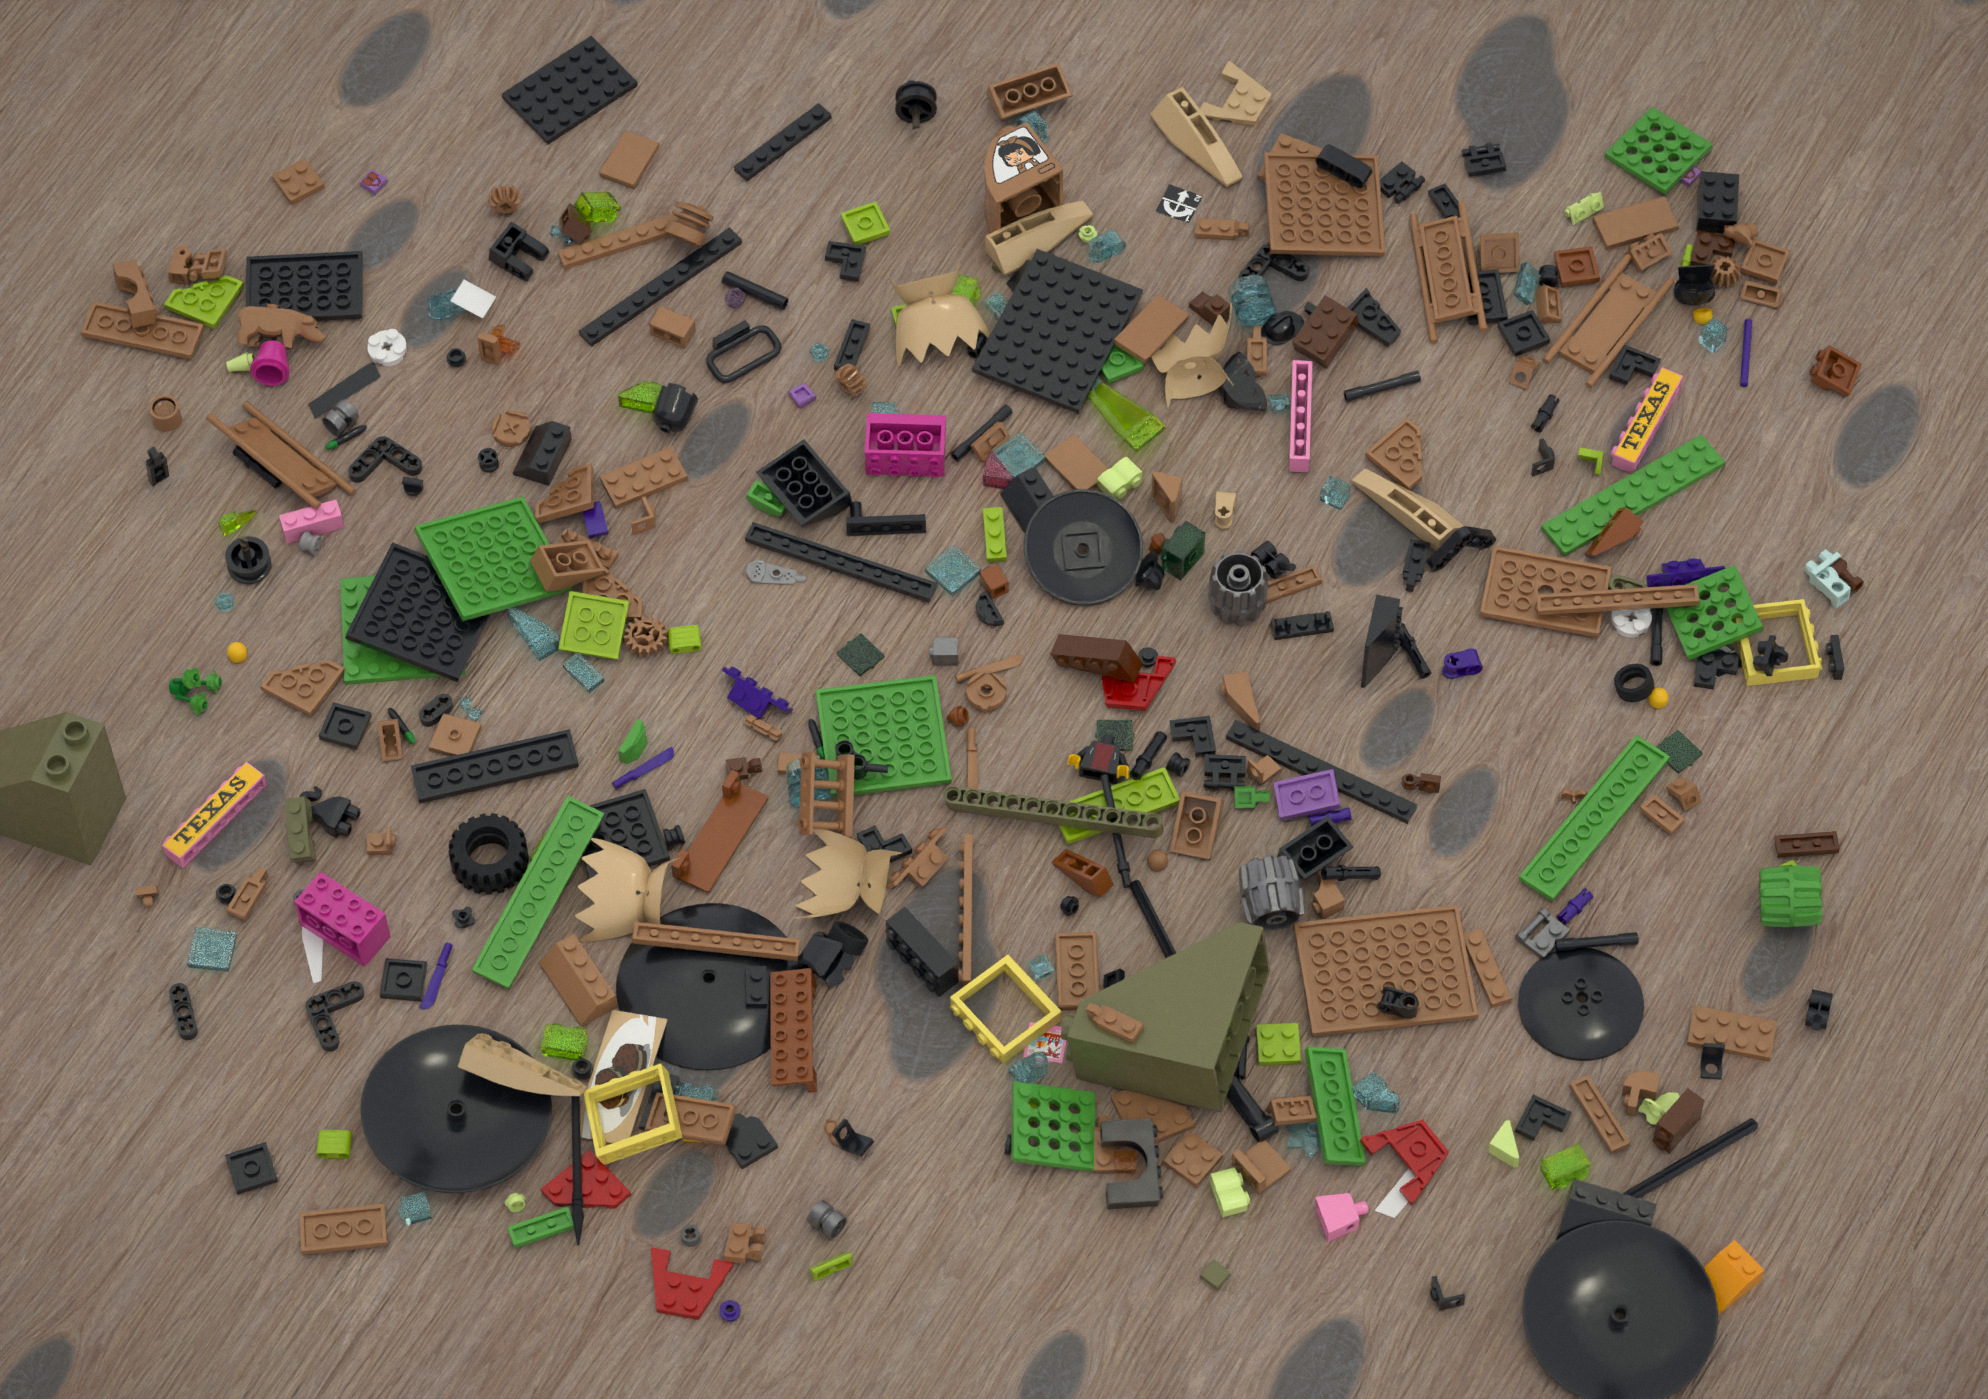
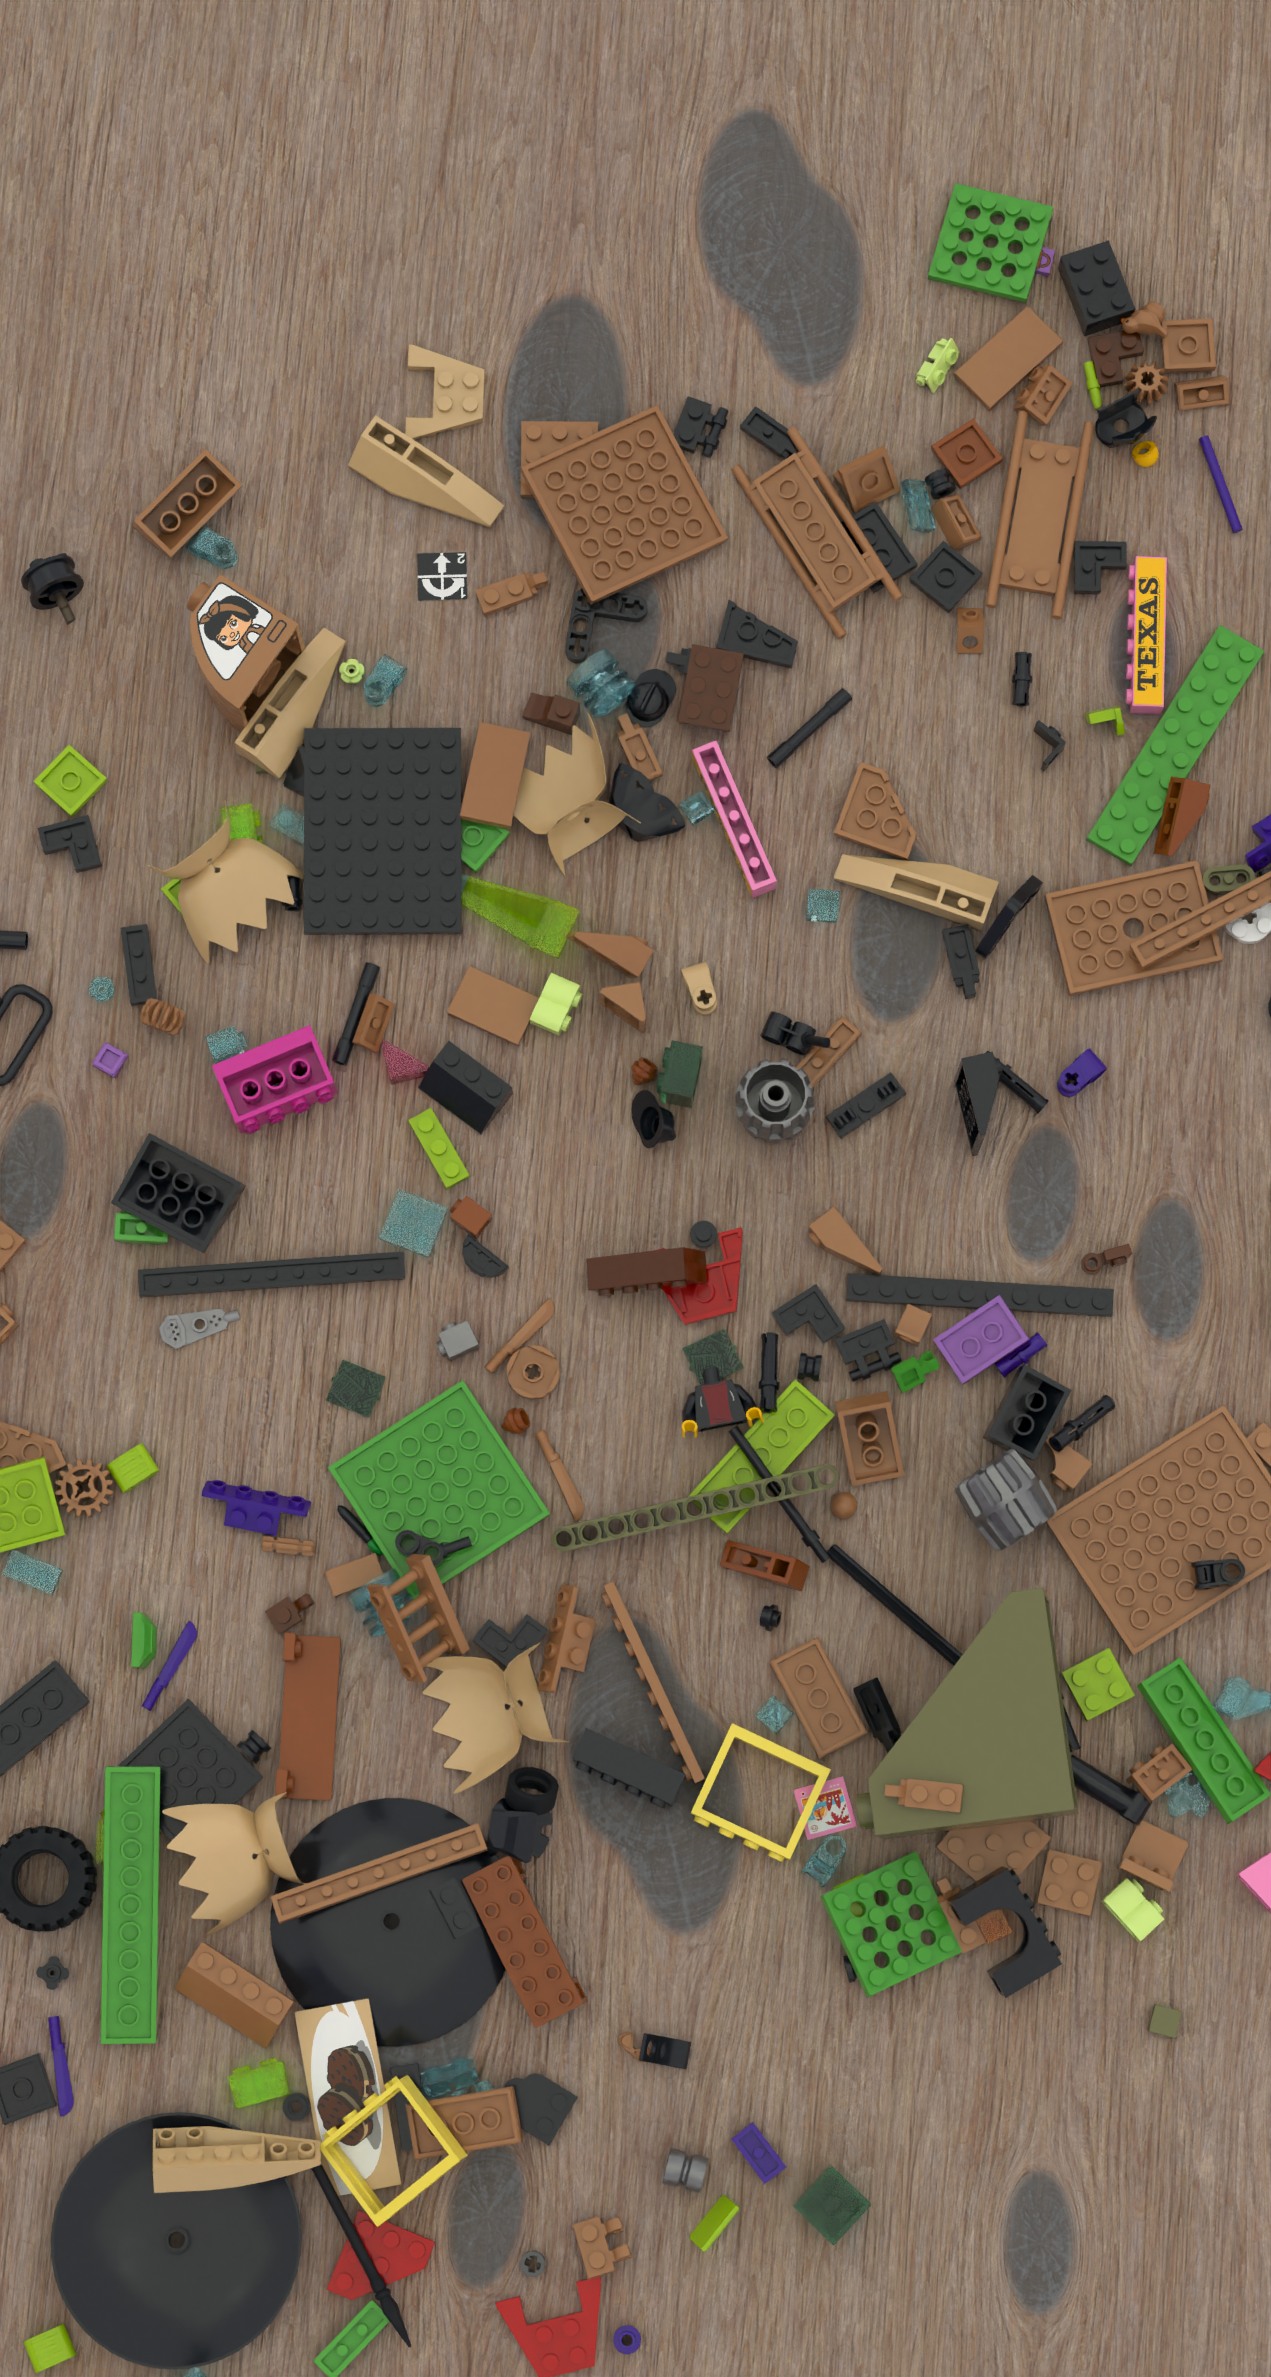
camera: 25 degrees left, 20 degrees up
(515, 1202) = (305, 2321): yellowish green plate -> none
(882, 525) = (270, 1214): black piece -> none
(884, 1233) = (758, 2153): none -> dark purple plate
(917, 1283) = (831, 2204): none -> clear green brick
(1019, 454) = (417, 1028): clear light blue plate -> none
(1087, 520) = (597, 1130): black dish -> none
(1177, 459) = (621, 952): none -> medium nougat slope
(1343, 166) = (627, 443): black beam -> none
(1485, 163) = (791, 354): black plate -> none
(1713, 335) = (1174, 480): clear light blue brick -> none

